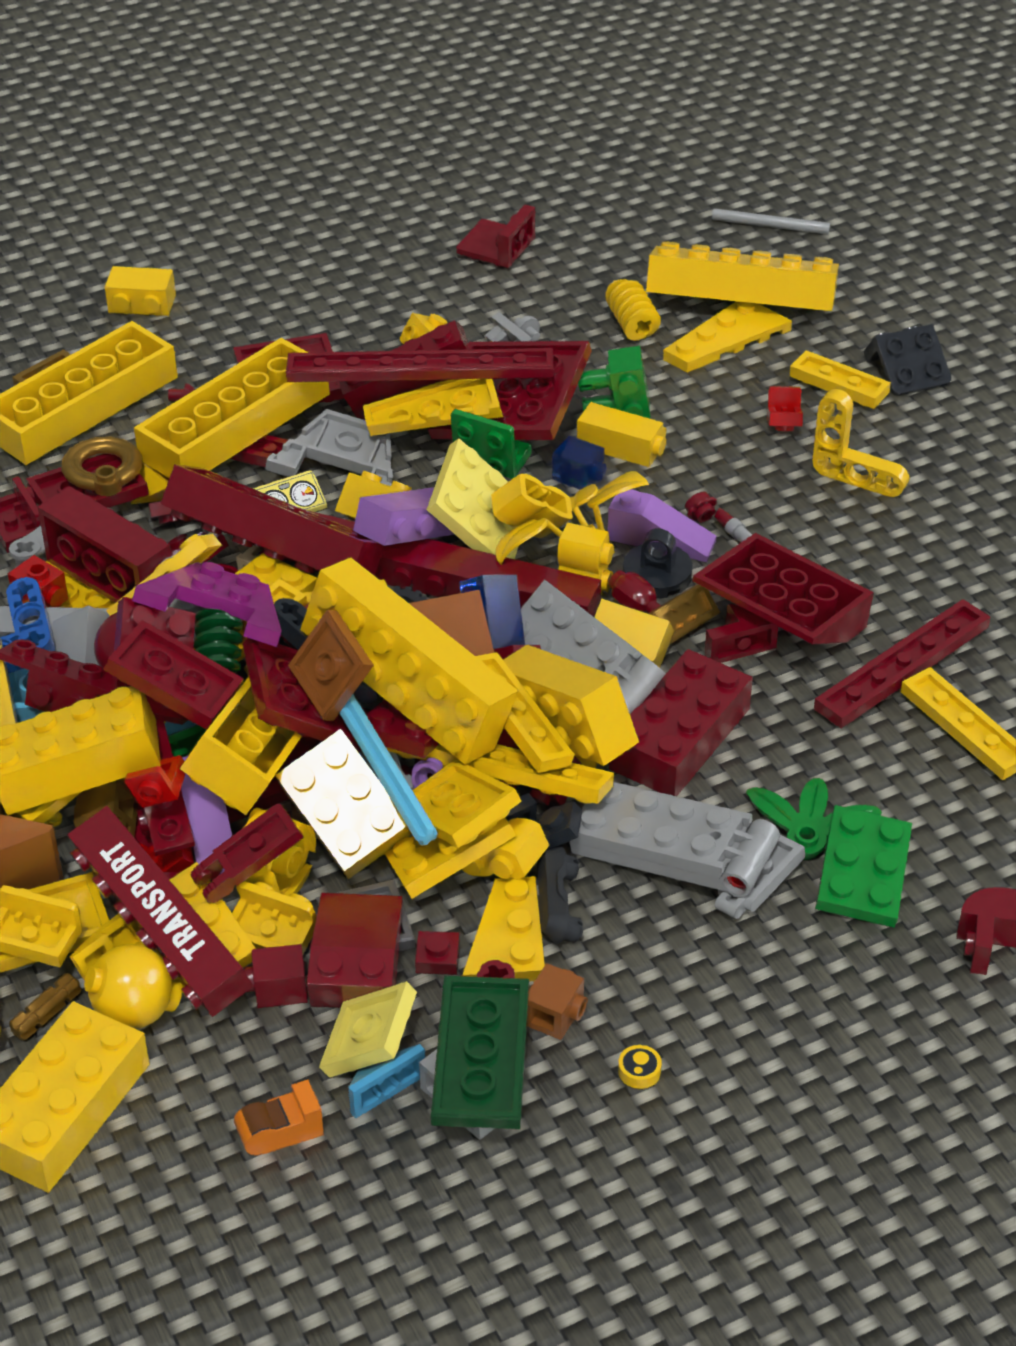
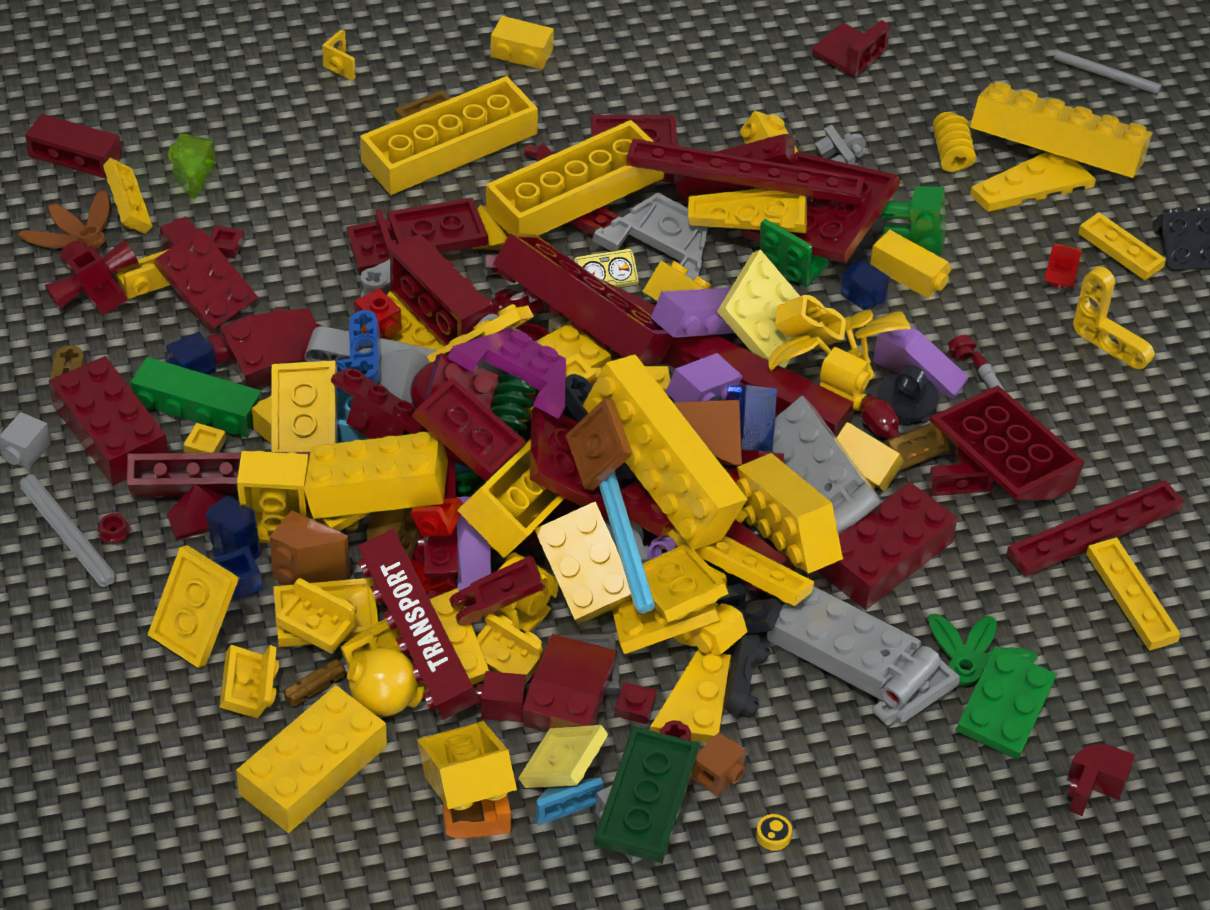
camera: 10 degrees right, 5 degrees up
(106, 479) = (454, 227): pearl gold piece -> none
(255, 1062) = (467, 765): none -> yellow brick
(430, 580) = (703, 380): none -> medium lavender brick
(529, 725) = (751, 523): yellow plate -> none

